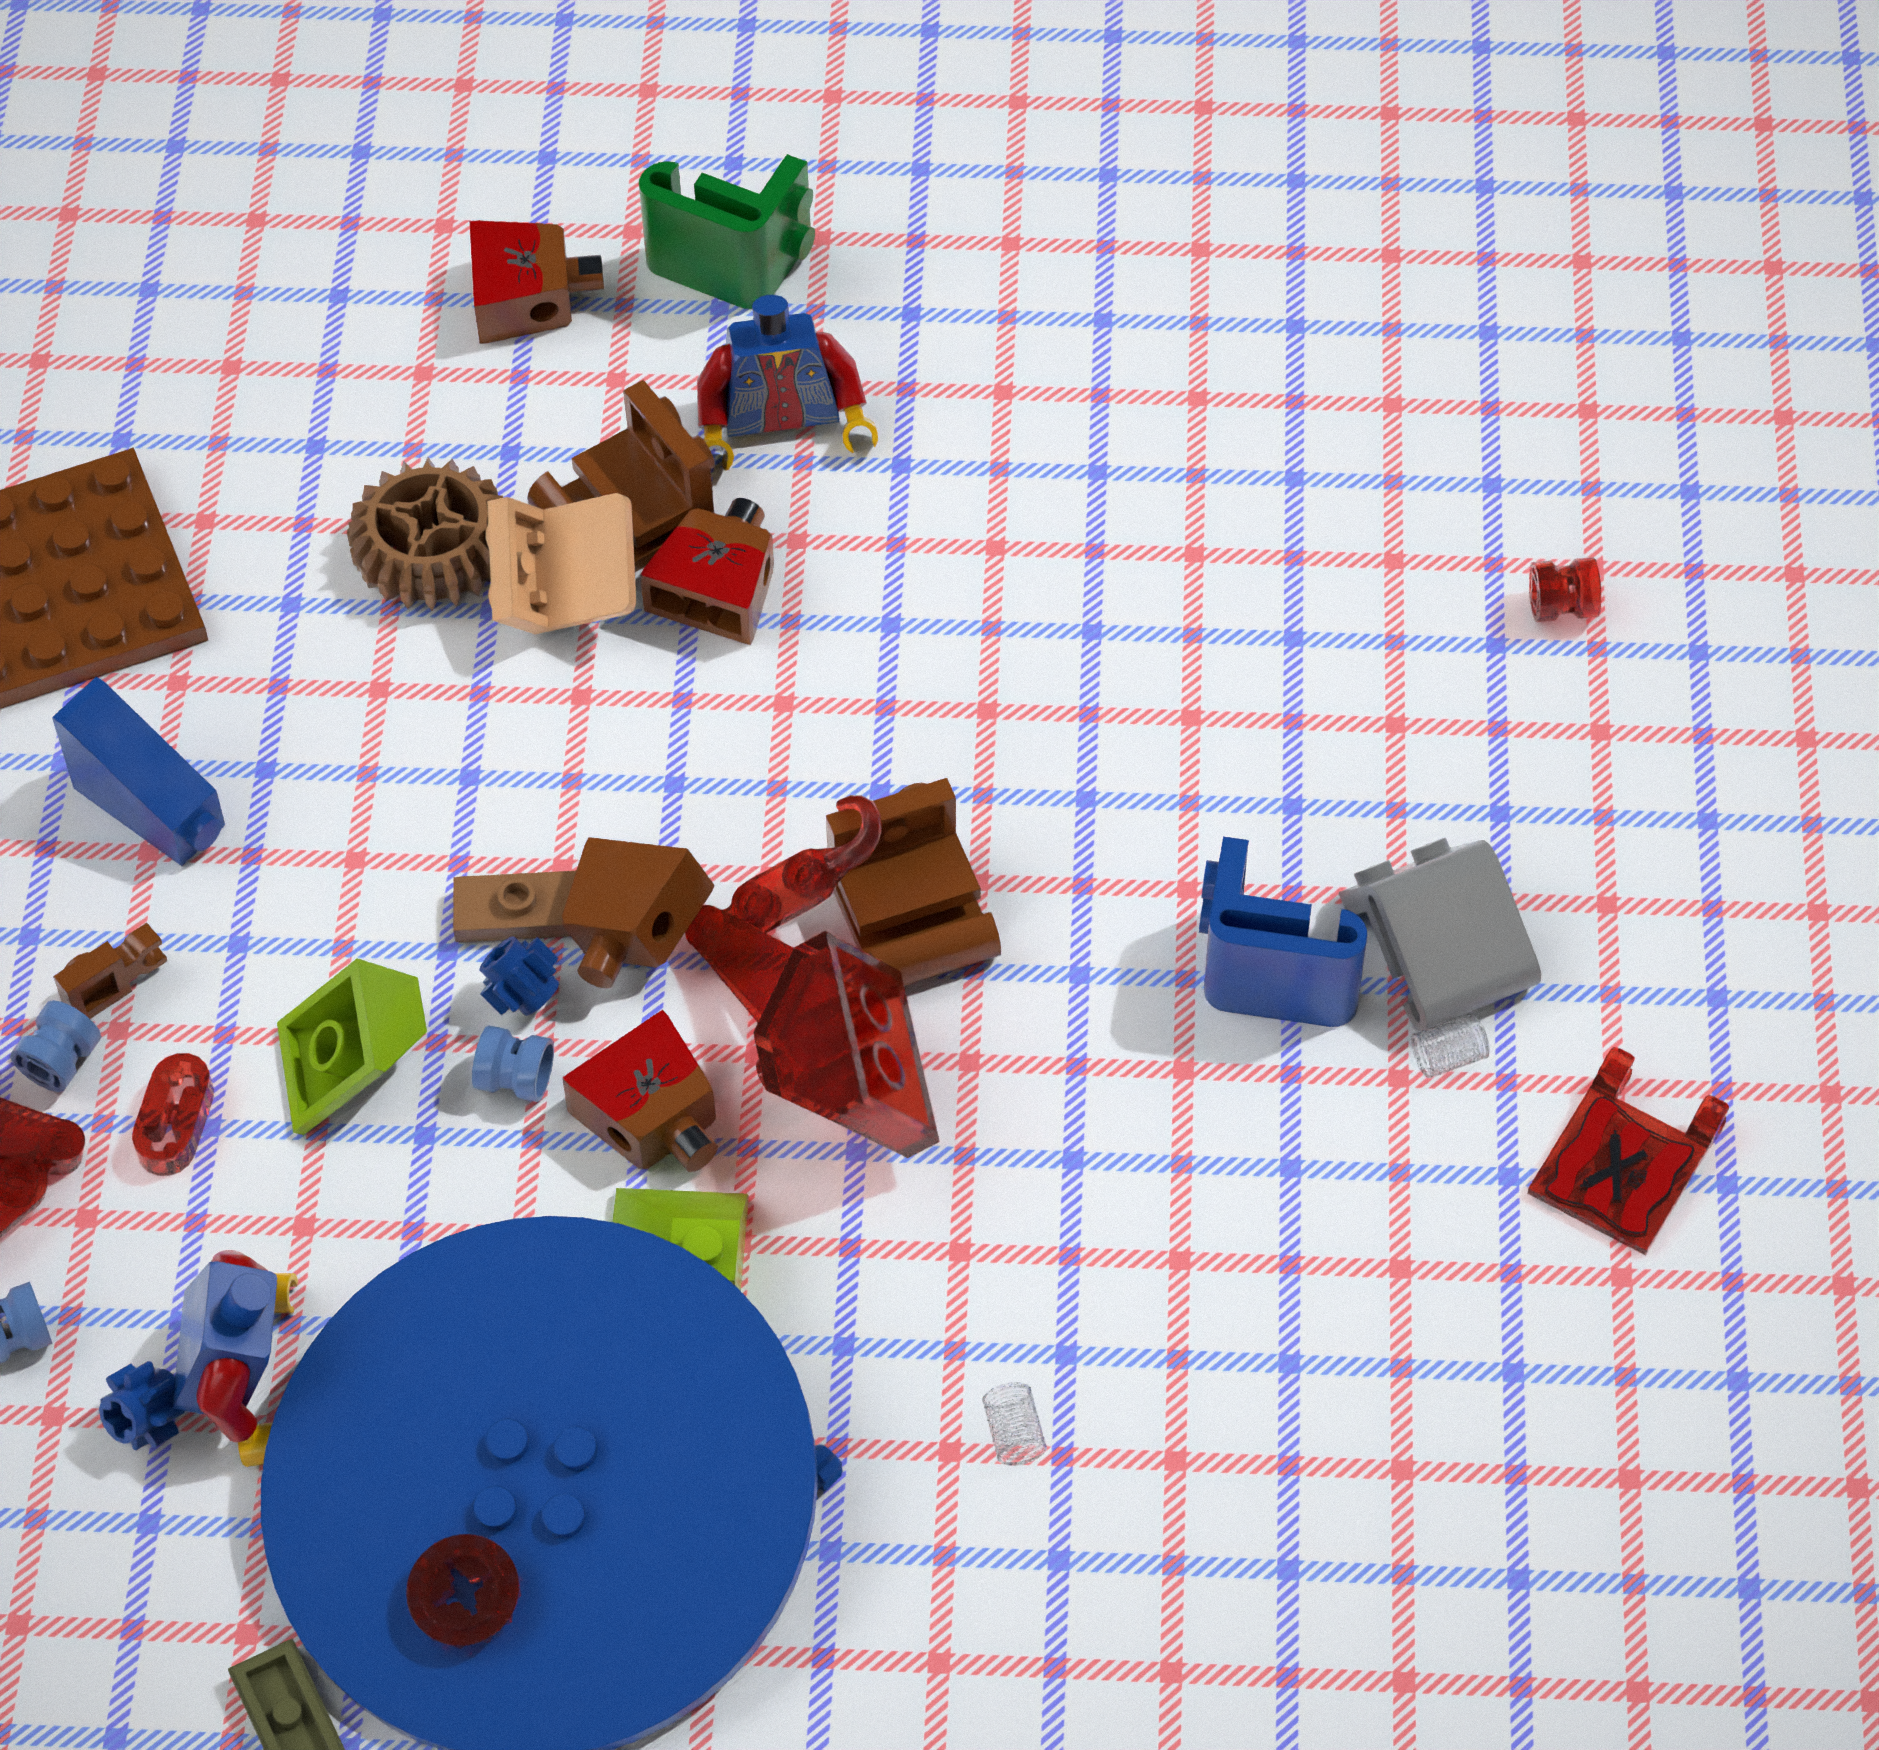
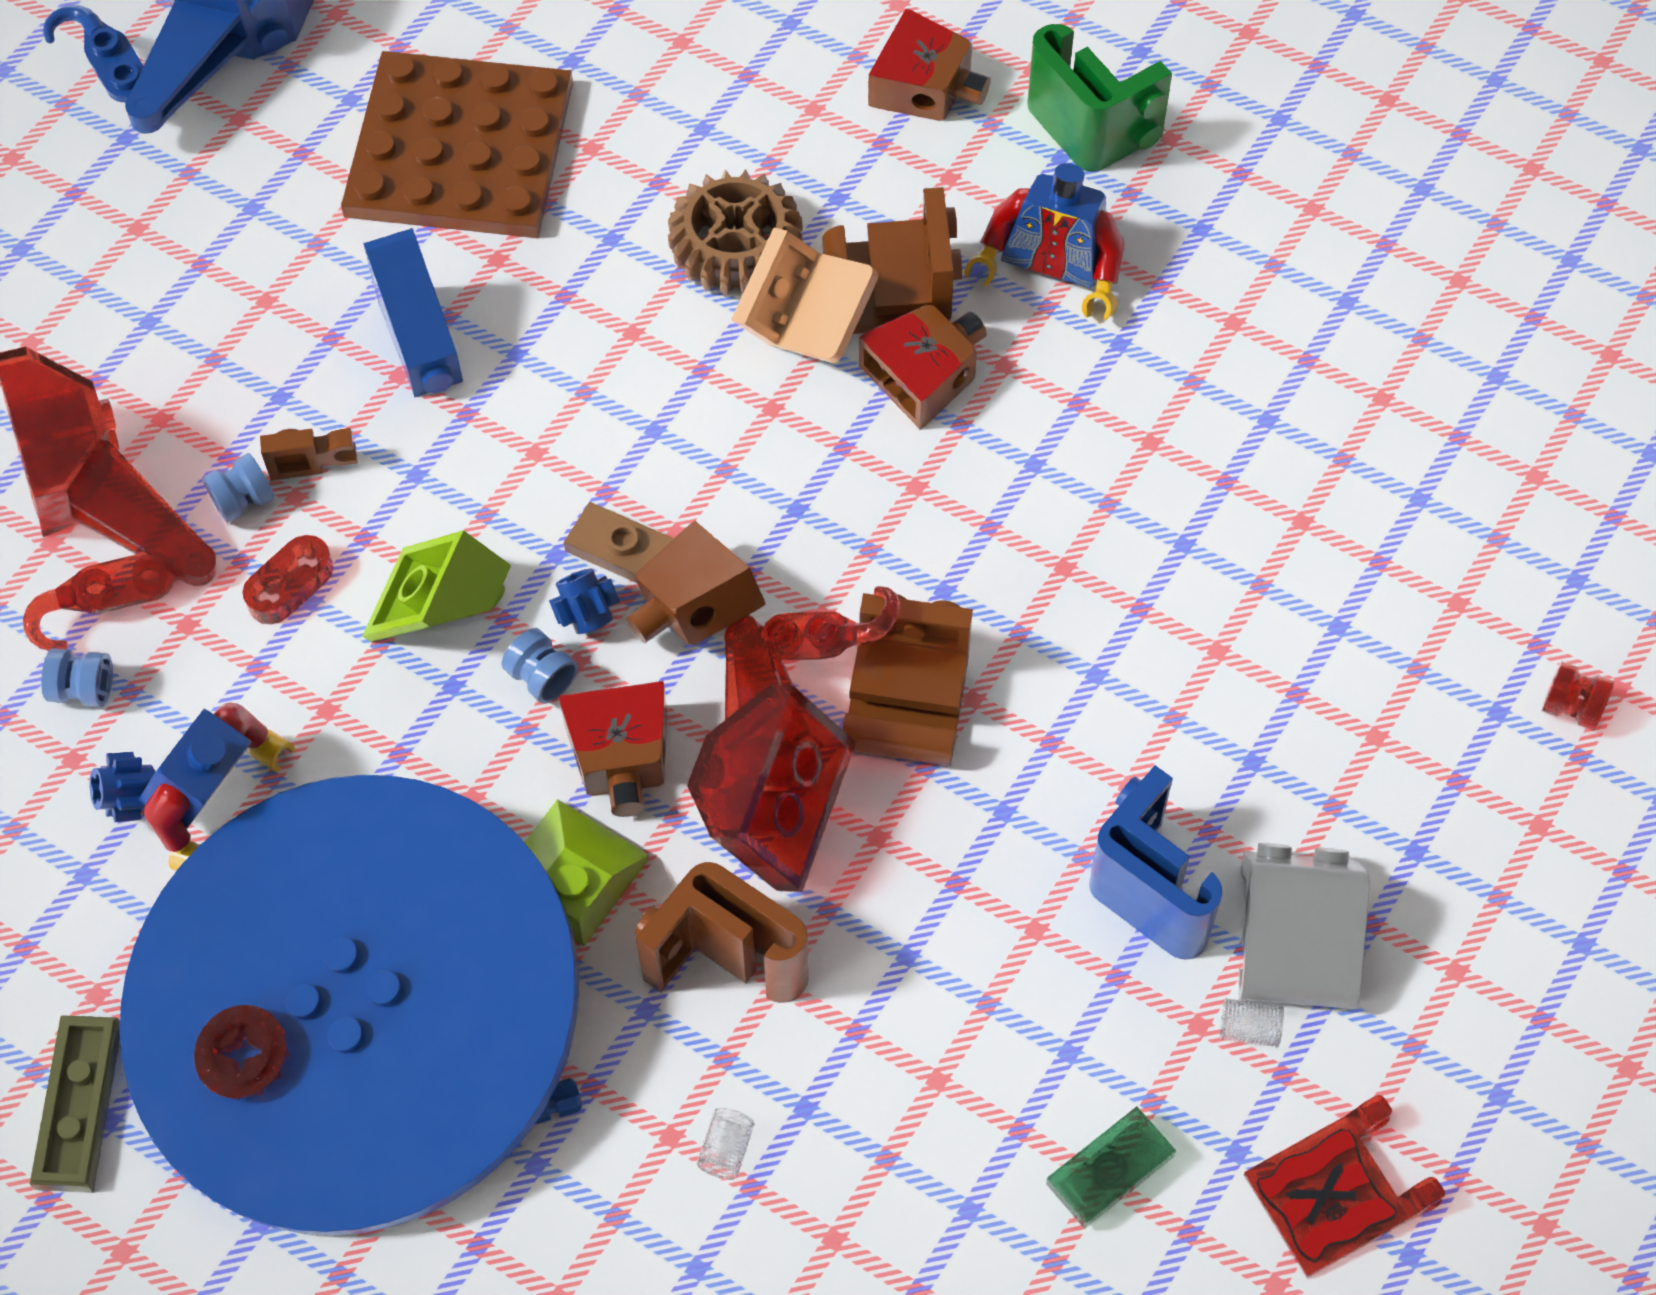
camera: 30 degrees right, 5 degrees up
(885, 1207) = (725, 923): none -> dark orange piece
(1402, 1247) = (1110, 1167): none -> clear green plate

